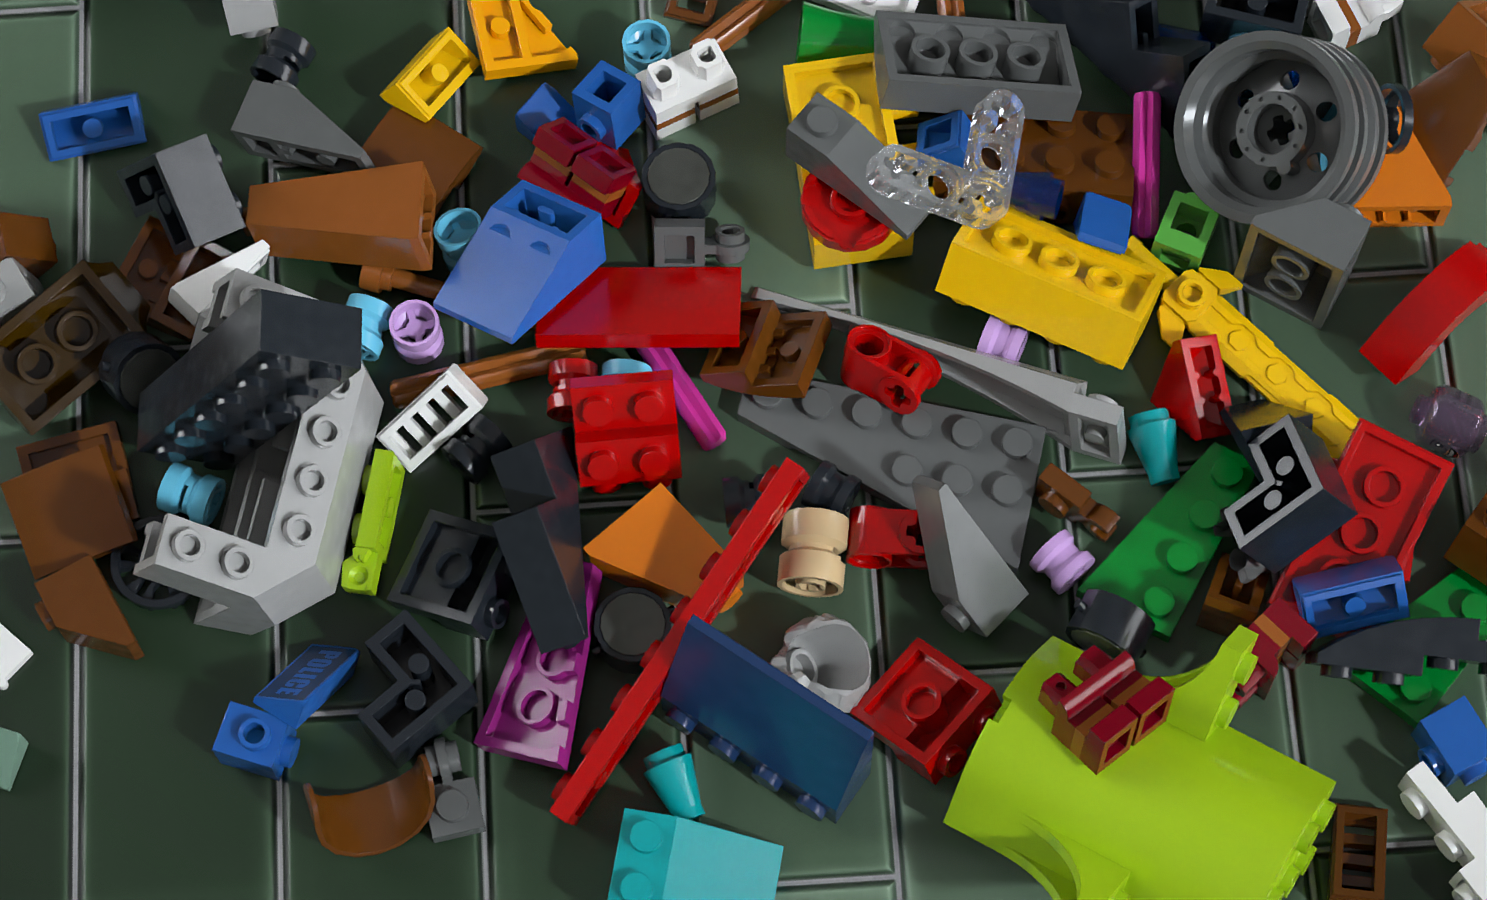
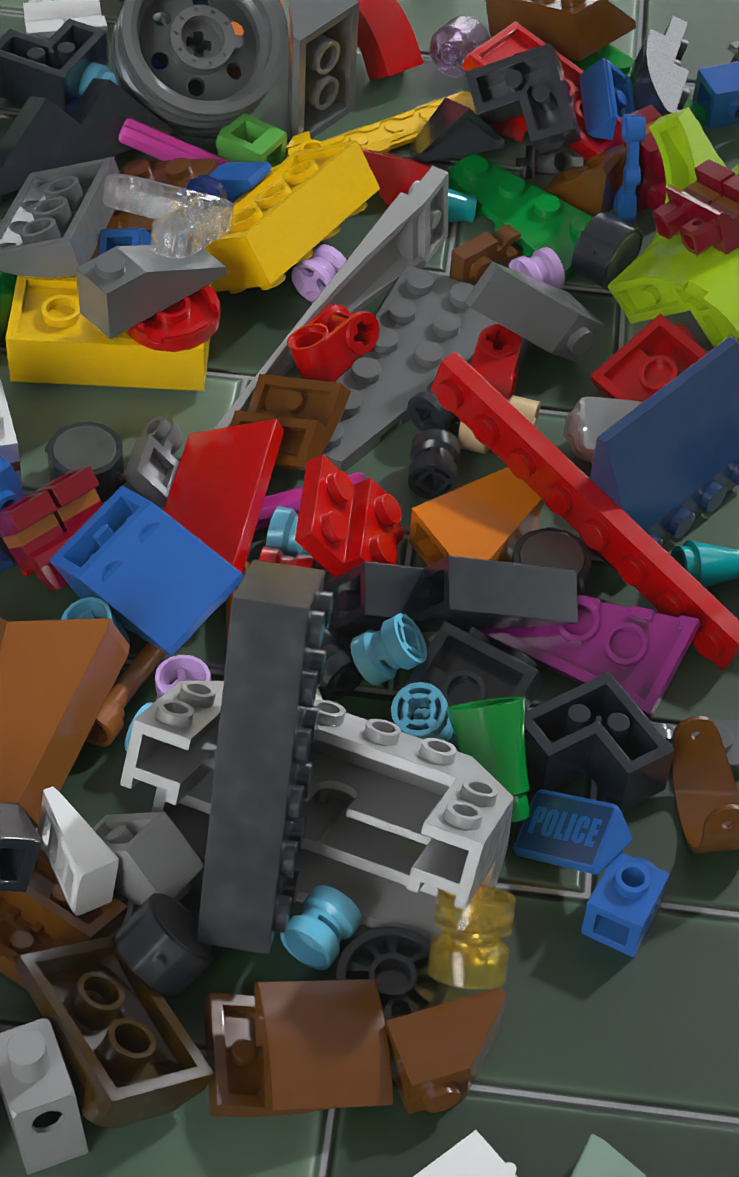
camera: 85 degrees left, 20 degrees down
(165, 615) = (470, 941): none -> clear yellow wheel
(373, 591) = (495, 738): none -> green plant
(406, 533) = (426, 722): none -> medium azure wheel
(469, 481) = (389, 649): none -> medium azure wheel
(1242, 614) = (625, 198): none -> blue piece

